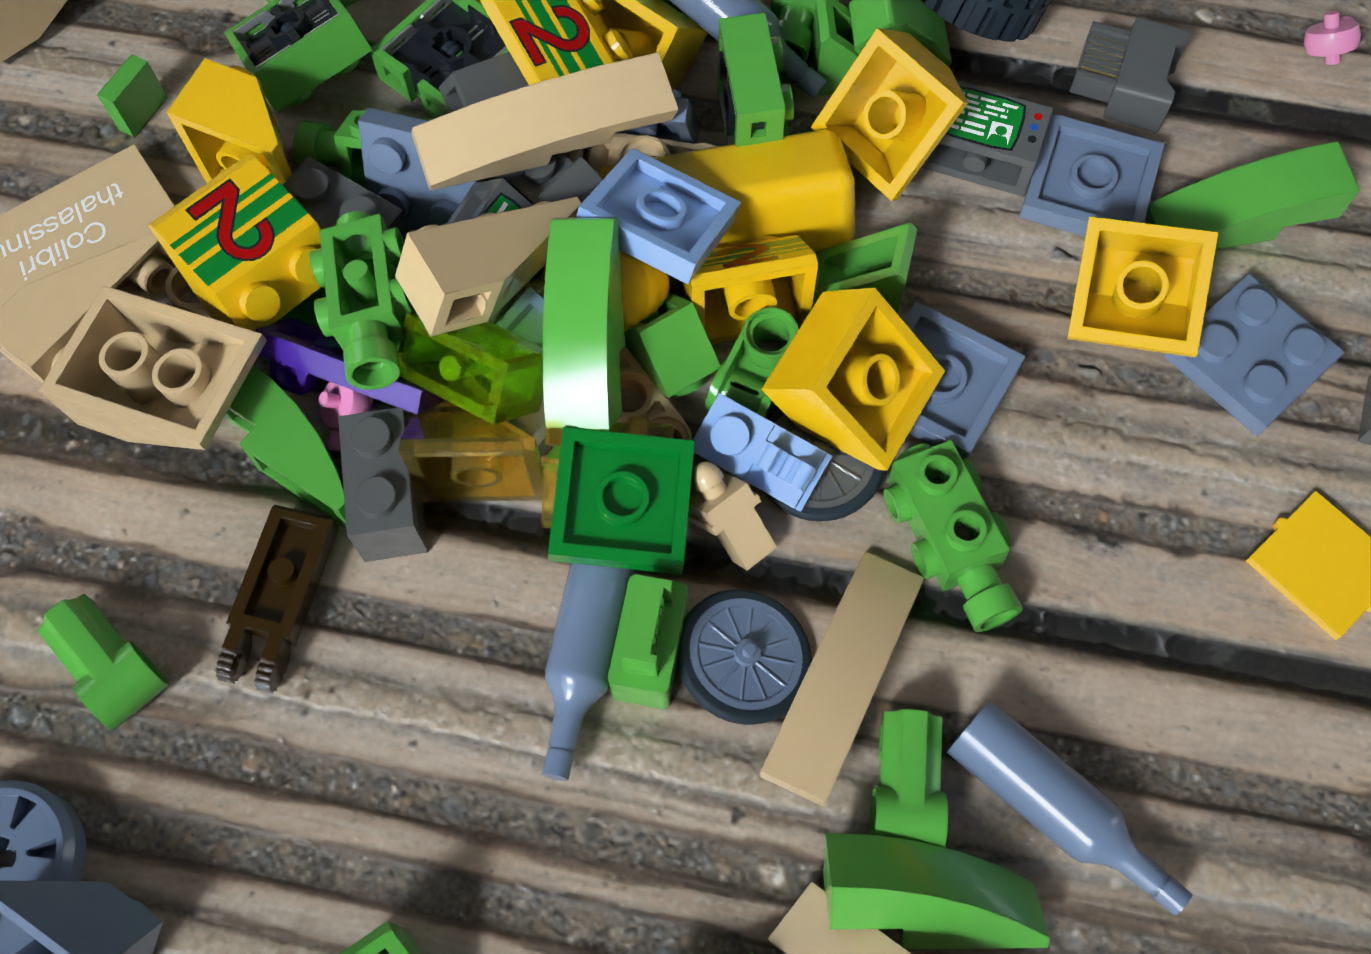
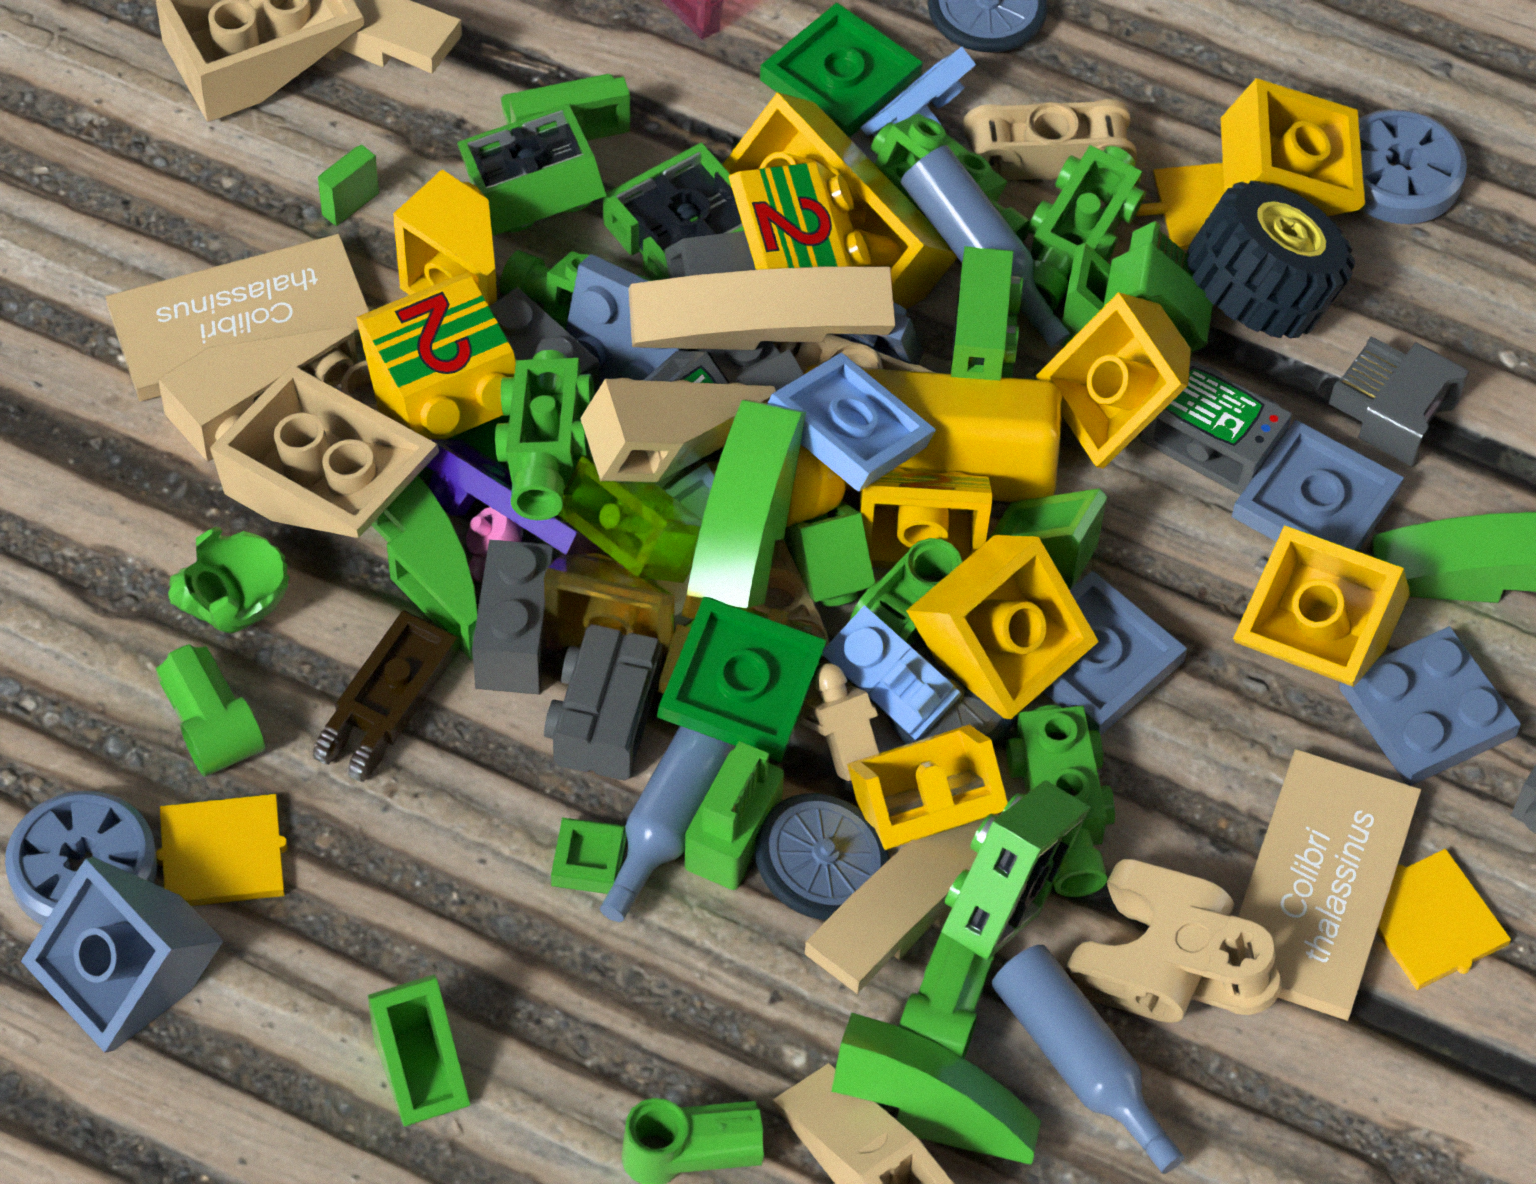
camera: 10 degrees right, 10 degrees down
(94, 519) = (232, 580): none -> bright green hair
(147, 805) = (222, 850): none -> yellow piece
(493, 549) = (605, 702): none -> dark grey brick
(516, 713) = (588, 855): none -> bright green tile
(830, 560) = (929, 786): none -> yellow window
(945, 637) = (1013, 868): none -> piece
(1129, 669) = (1184, 955): none -> tan piece
(1218, 561) = (1327, 876): none -> tan tile

